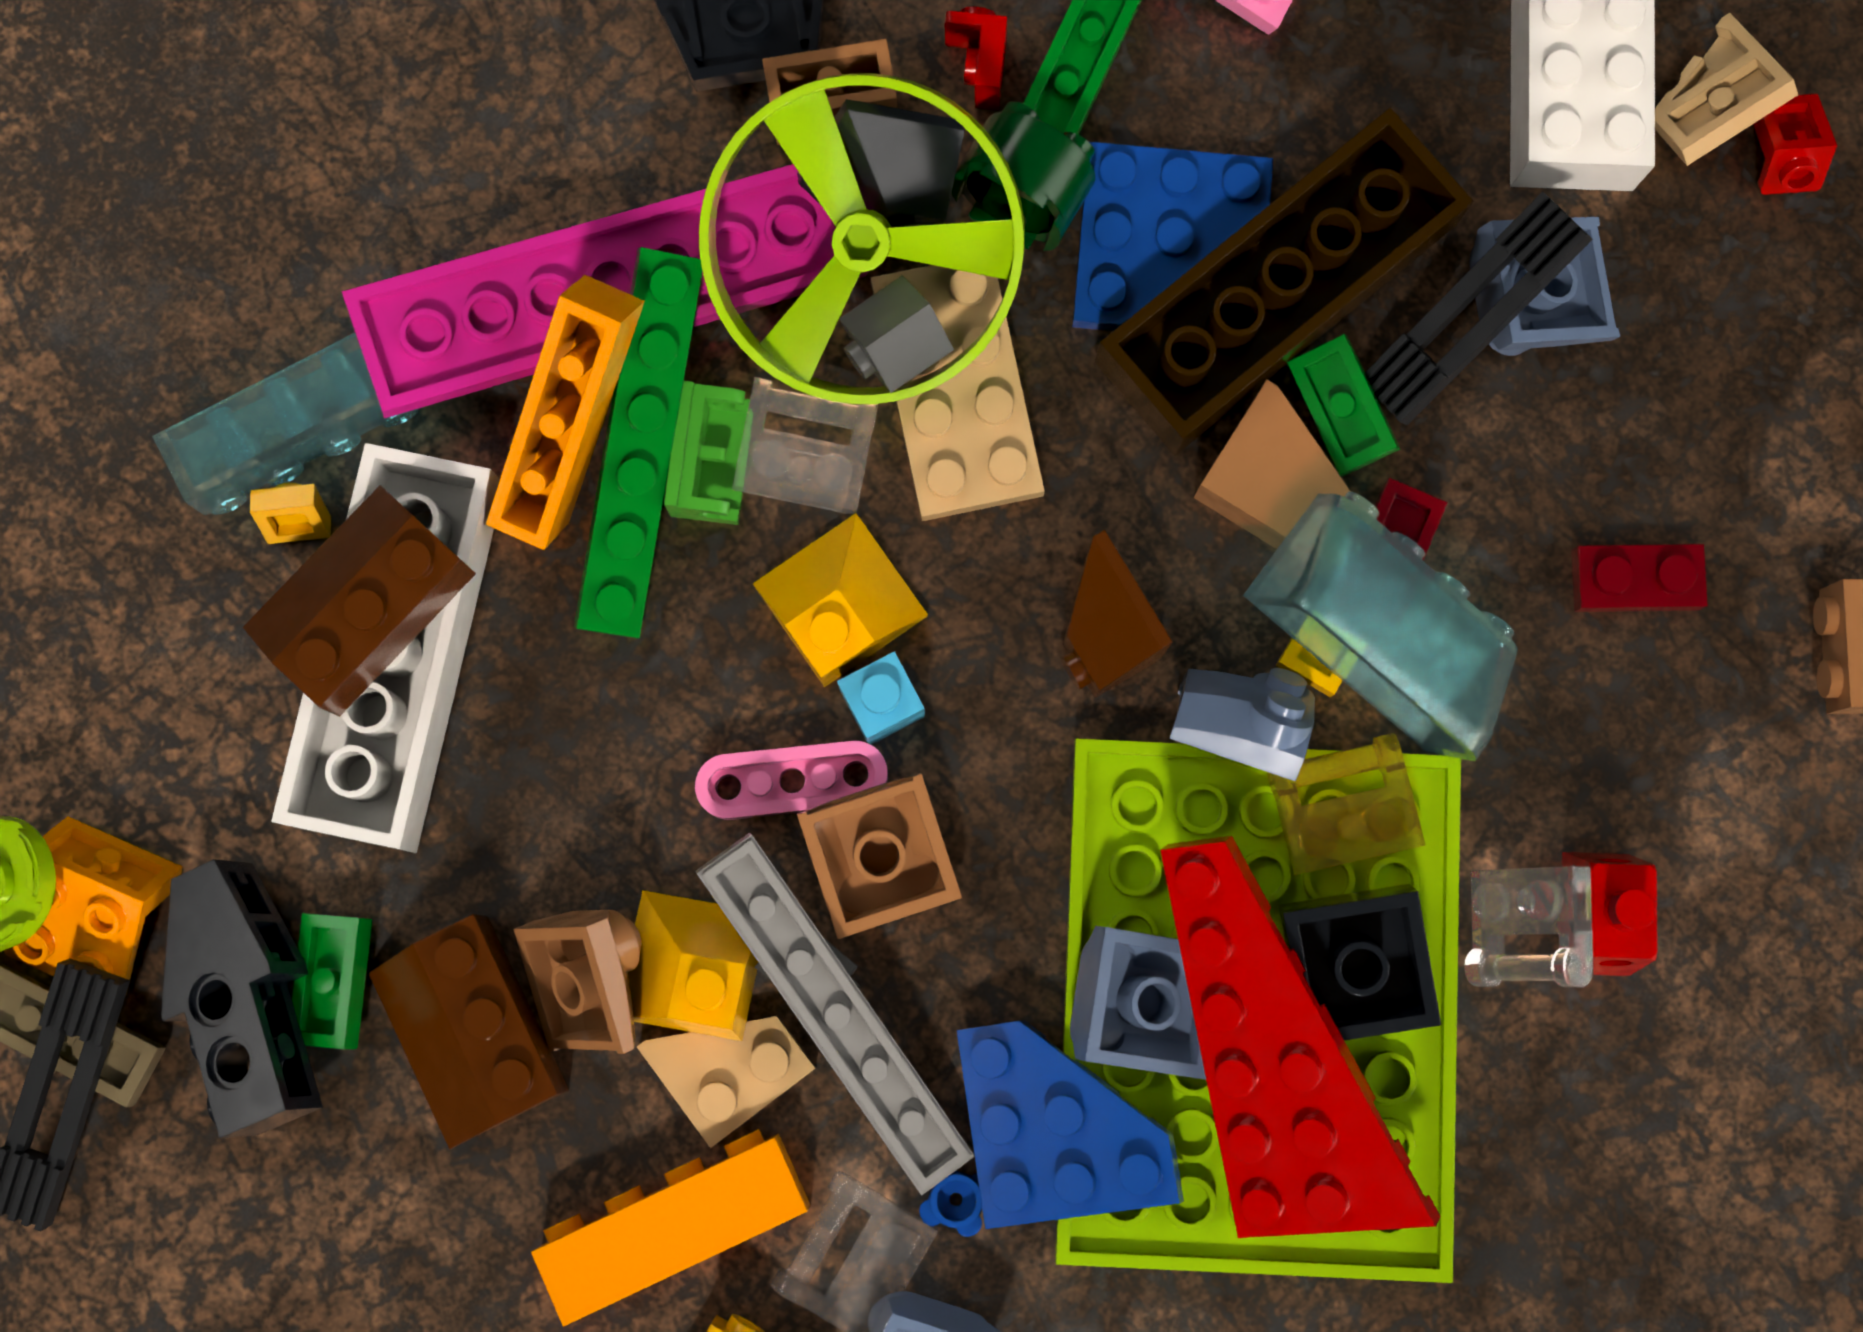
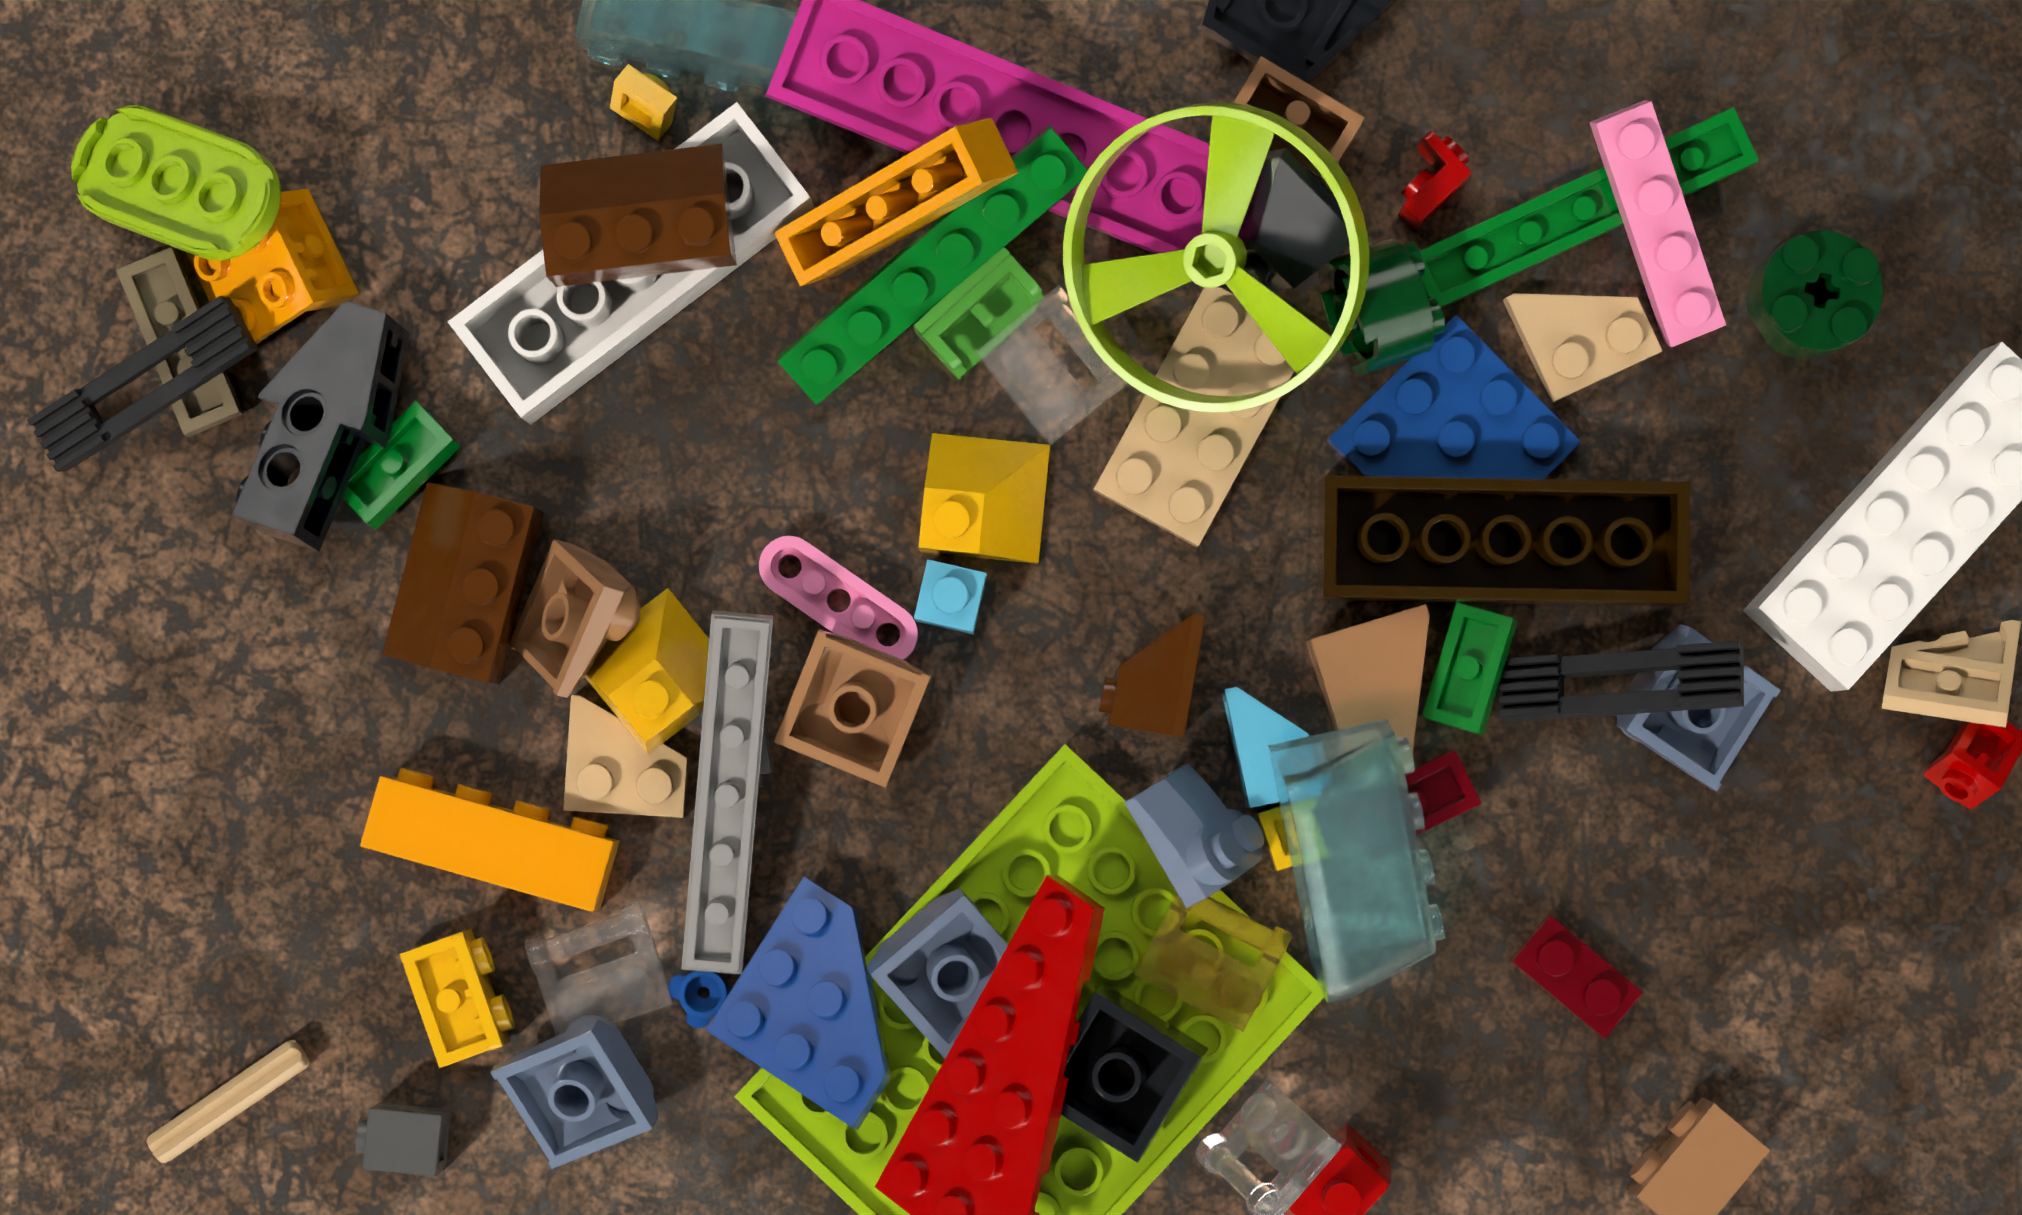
camera: 40 degrees right, 5 degrees up
(894, 335) = (1179, 345): dark grey brick -> none
(1200, 81) = (1581, 337): none -> tan wing
(1218, 603) = (1251, 731): none -> medium azure slope

